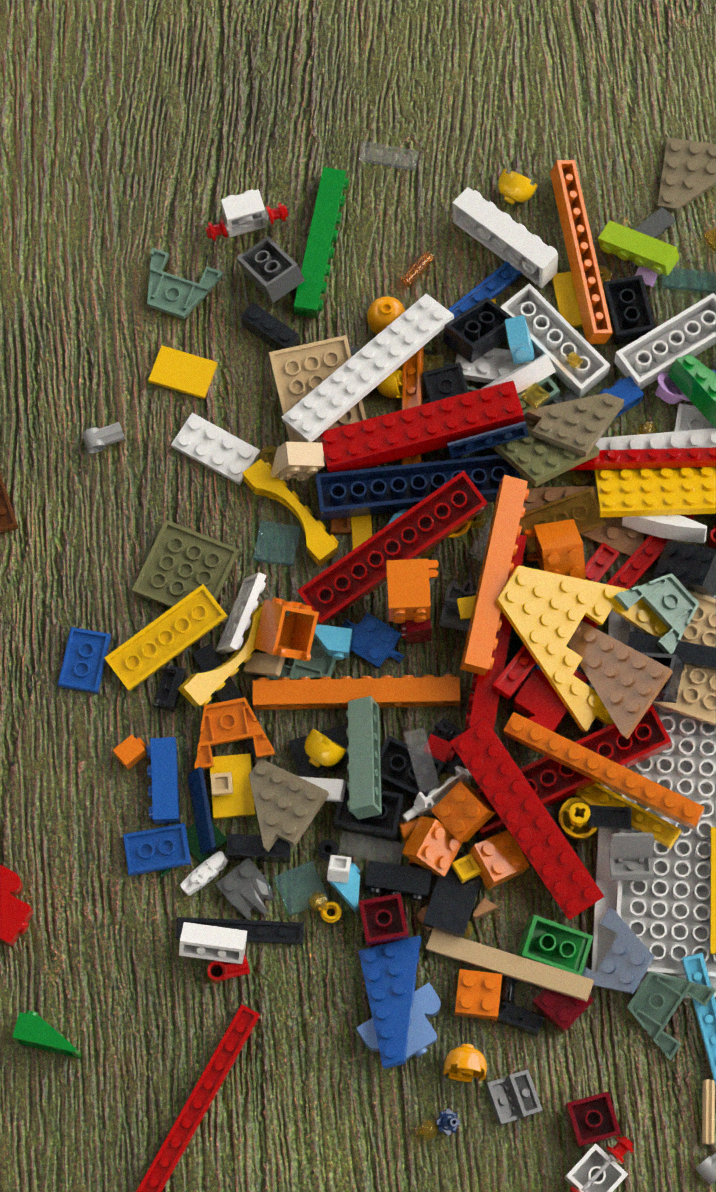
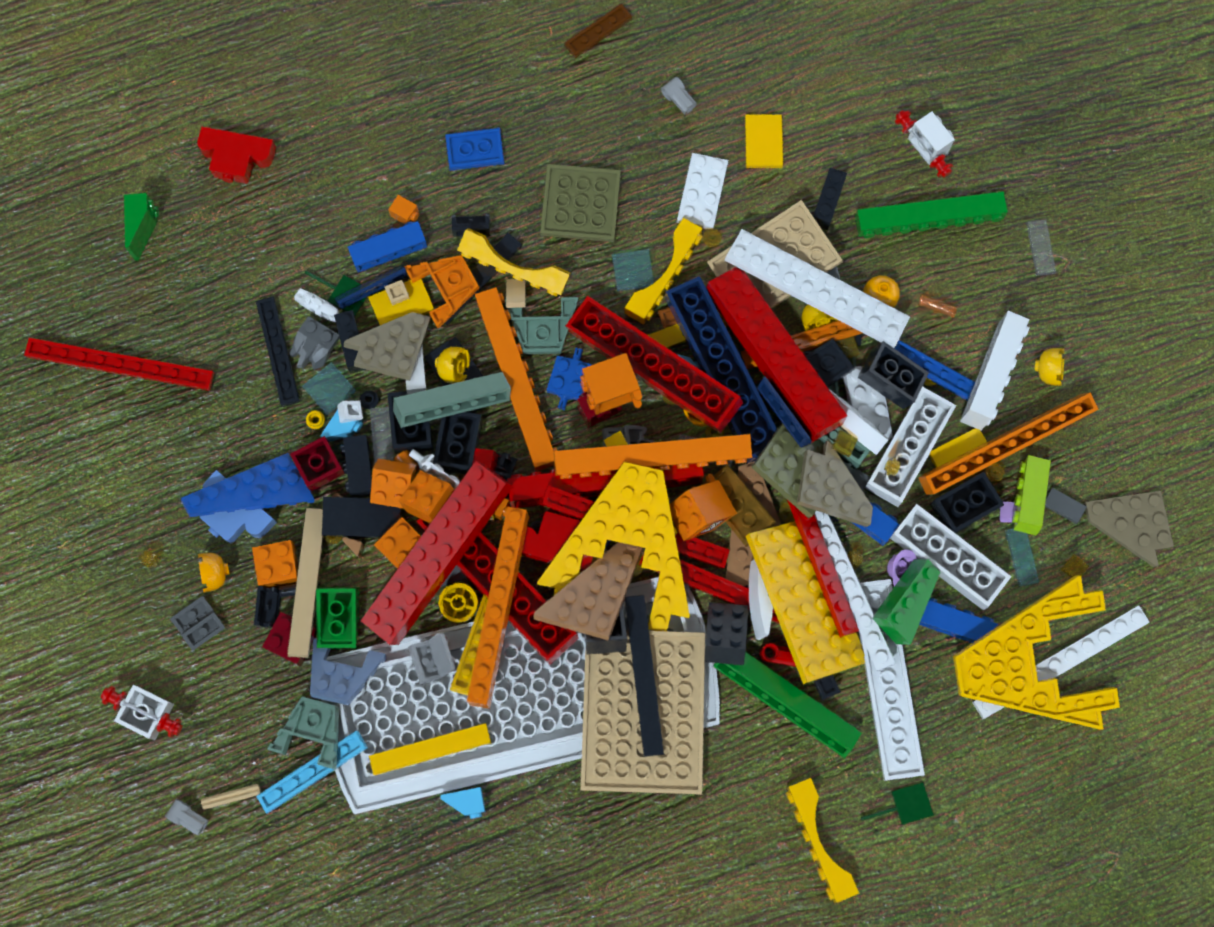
camera: 70 degrees right, 5 degrees up
(157, 849) = (327, 261): blue tile -> none
(166, 637) = (513, 205): yellow plate -> none
(173, 293) = (833, 109): sand green wing -> none
(213, 943) = (254, 329): white brick -> none
(229, 970) = (240, 351): red piece -> none
(239, 617) = (545, 258): white plate -> none
(270, 269) = (884, 177): dark grey brick -> none
(286, 635) = (546, 297): orange container -> none
(298, 460) = (707, 256): tan slope -> none
(318, 901) = (318, 404): clear yellow plate -> none
(334, 640) = (553, 342): medium azure slope -> none
(422, 760) = (465, 449): clear tile -> none
(447, 1122) = (160, 572): dark blue plant -> none
(466, 868) = (383, 519): yellow plate -> none
(519, 339) = (893, 412): medium azure slope -> none
(579, 808) = (455, 592): yellow bush -> none
(592, 1120) = (192, 695): dark red brick -> none
(610, 817) = (463, 628): black tile -> none
(668, 601) = (683, 621): sand green wing -> none

